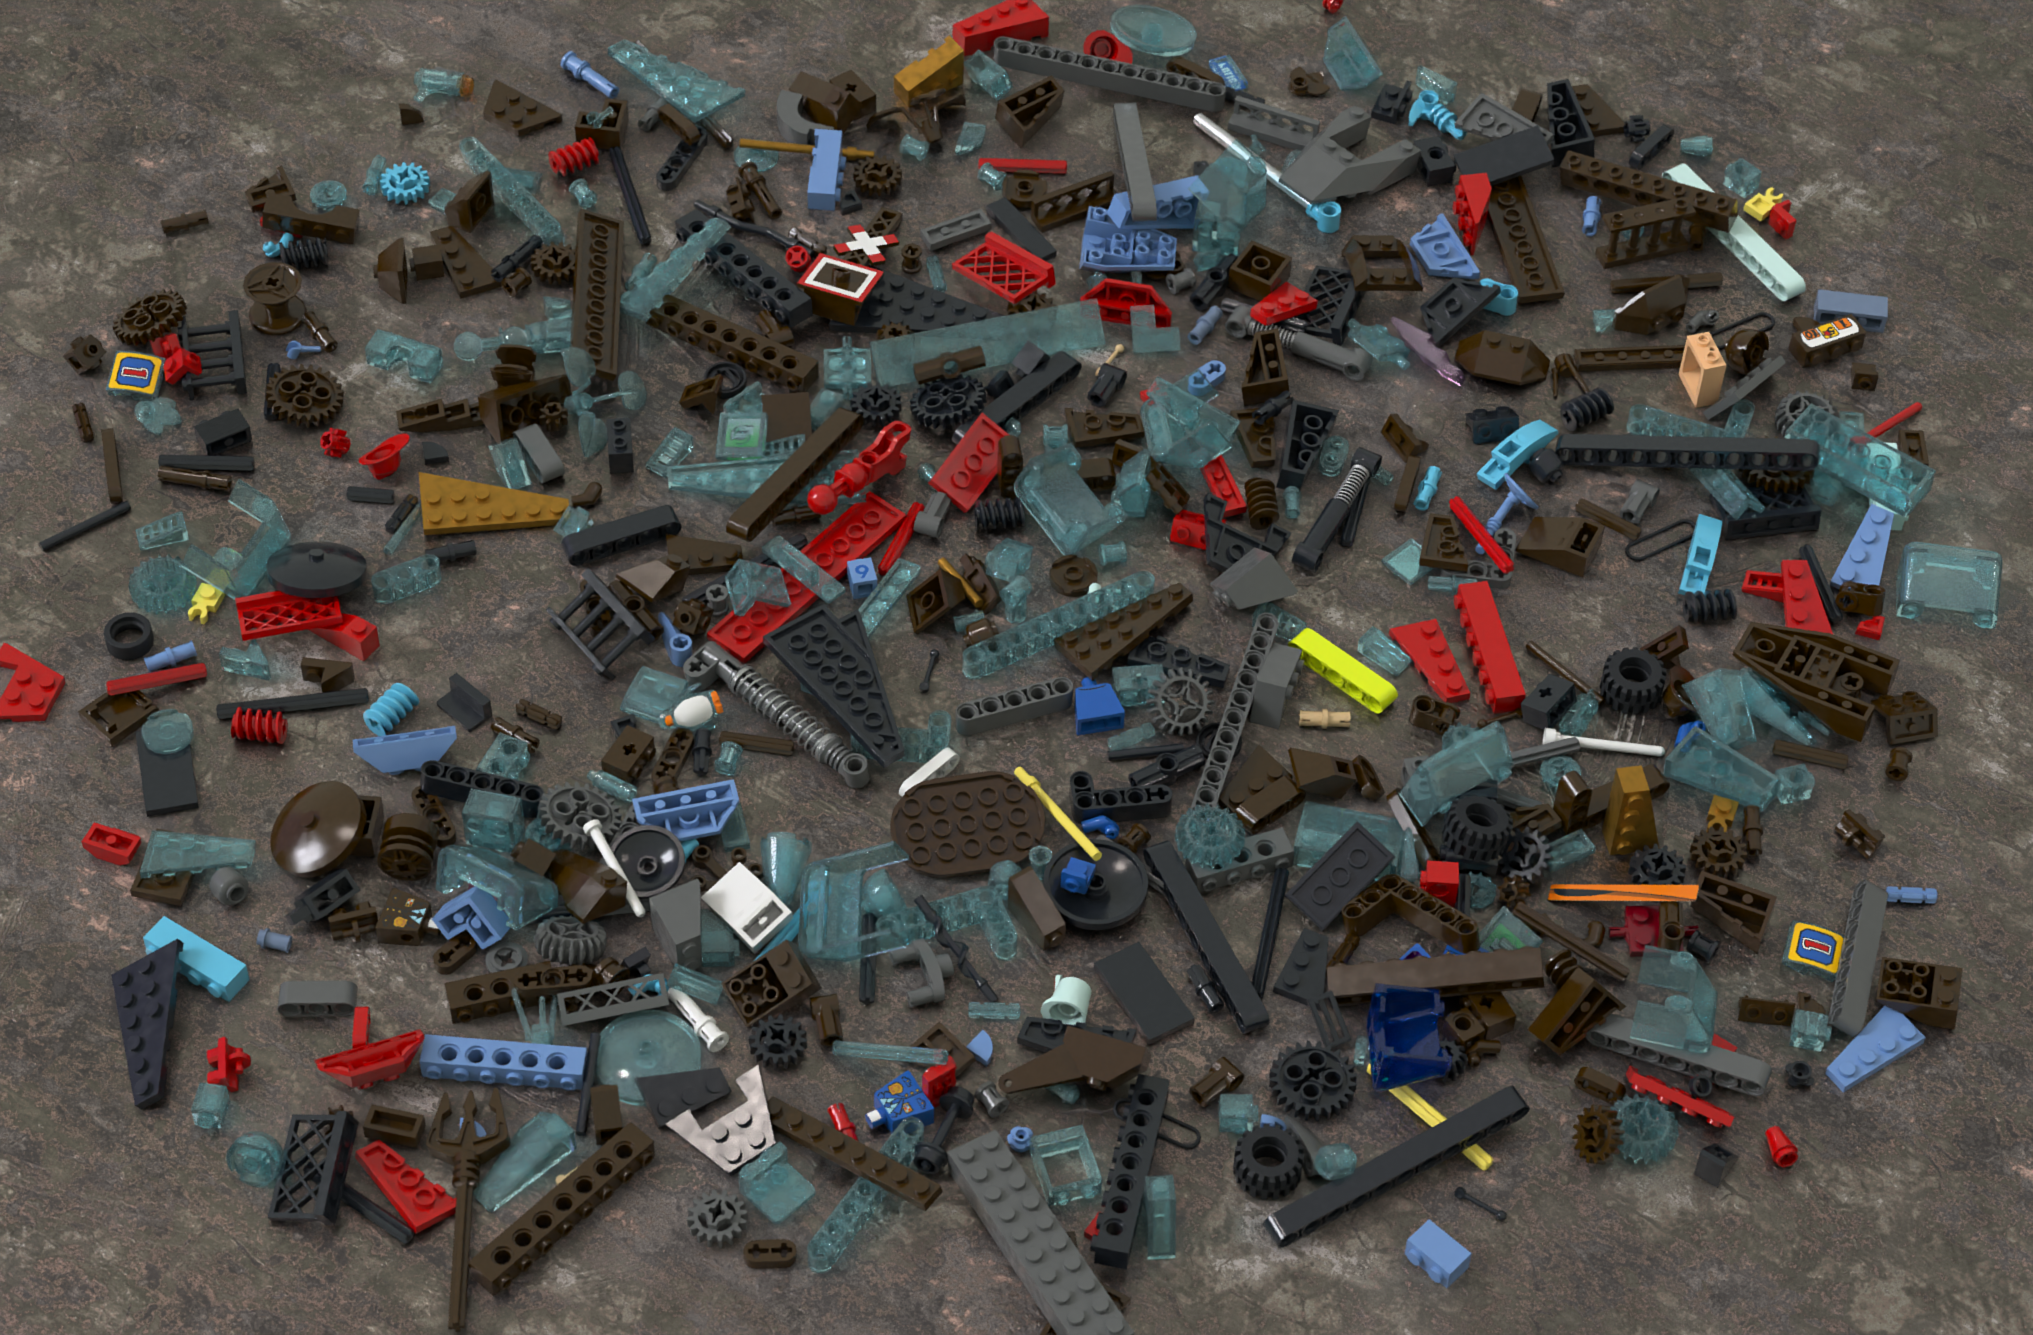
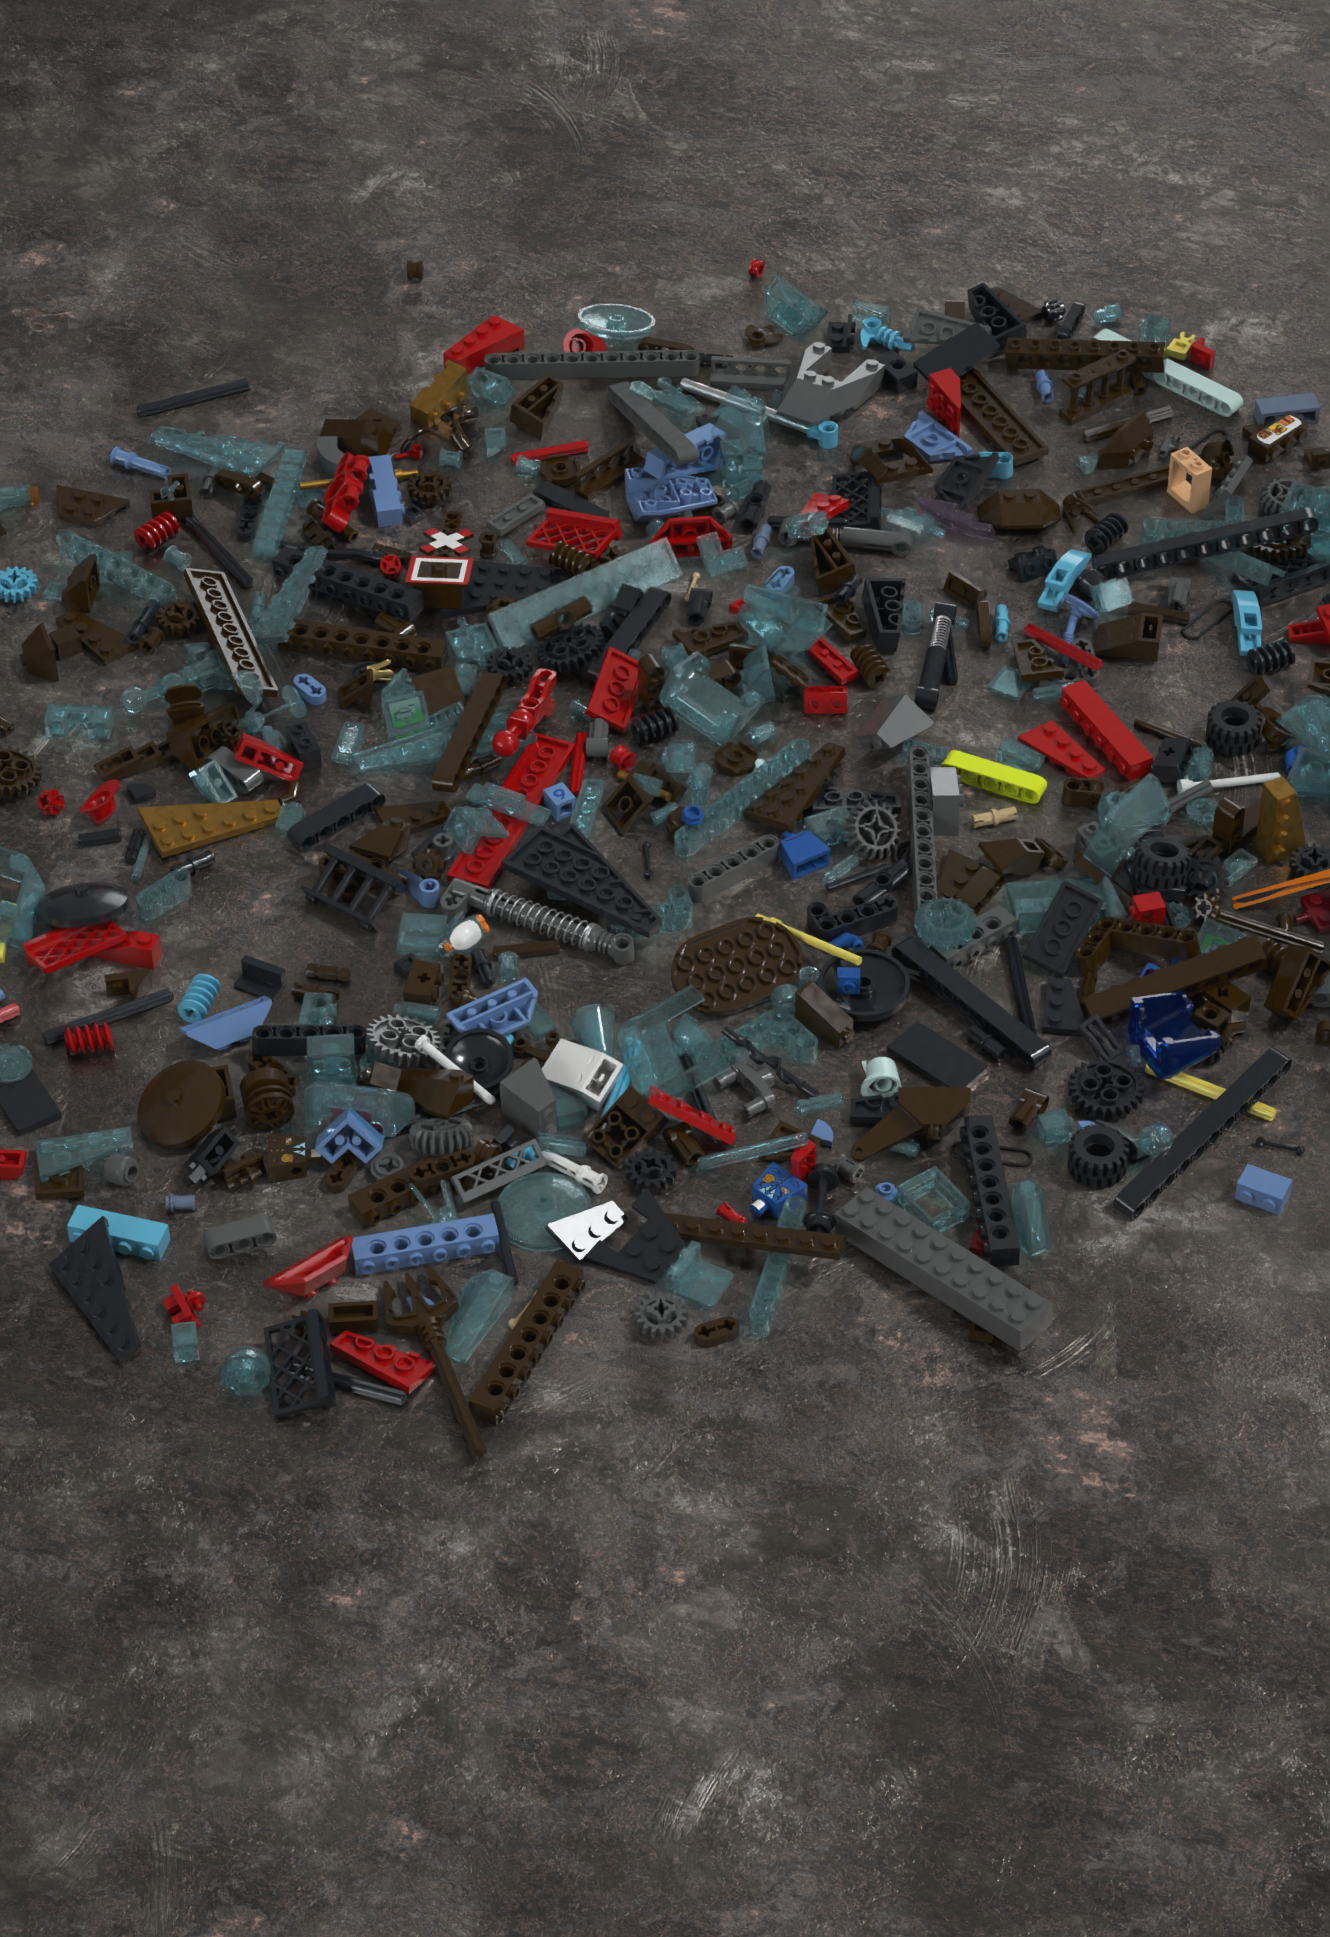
camera: 15 degrees left, 5 degrees down
(248, 663) = (55, 993): clear light blue slope -> none
(361, 1026) = (288, 1248): red beam -> none
(574, 449) = (267, 758): none -> red slope
(606, 1112) = (533, 1258): dark brown slope -> none
(653, 380) = (312, 686): none -> medium blue beam
(677, 12) = (193, 397): none -> black axle
(712, 156) = (280, 502): none -> clear light blue beam
(734, 381) = (378, 674): none -> pearl gold piece
(779, 161) = (345, 490): none -> red piece
(841, 989) = (690, 1115): none -> red wing
(881, 131) = (415, 453): none -> red hand
(937, 767) = (690, 928): white beam -> none
(950, 544) = (623, 758): none -> red wheel
(961, 584) = (649, 784): none -> clear light blue slope
(987, 298) = (571, 559): none -> dark brown piece
(990, 634) = (692, 815): none -> blue plate
(1176, 137) = (669, 397): none -> clear light blue wing
(1228, 545) = (856, 702): black wing -> none
(1229, 72) = (688, 337): clear light blue tile -> none
(1255, 321) = (807, 524): none -> clear light blue piece
(1259, 271) = (790, 488): dark brown brick -> none
(1292, 504) = (892, 655): clear light blue pin -> none
(1560, 485) = (1111, 594): none -> clear light blue piece

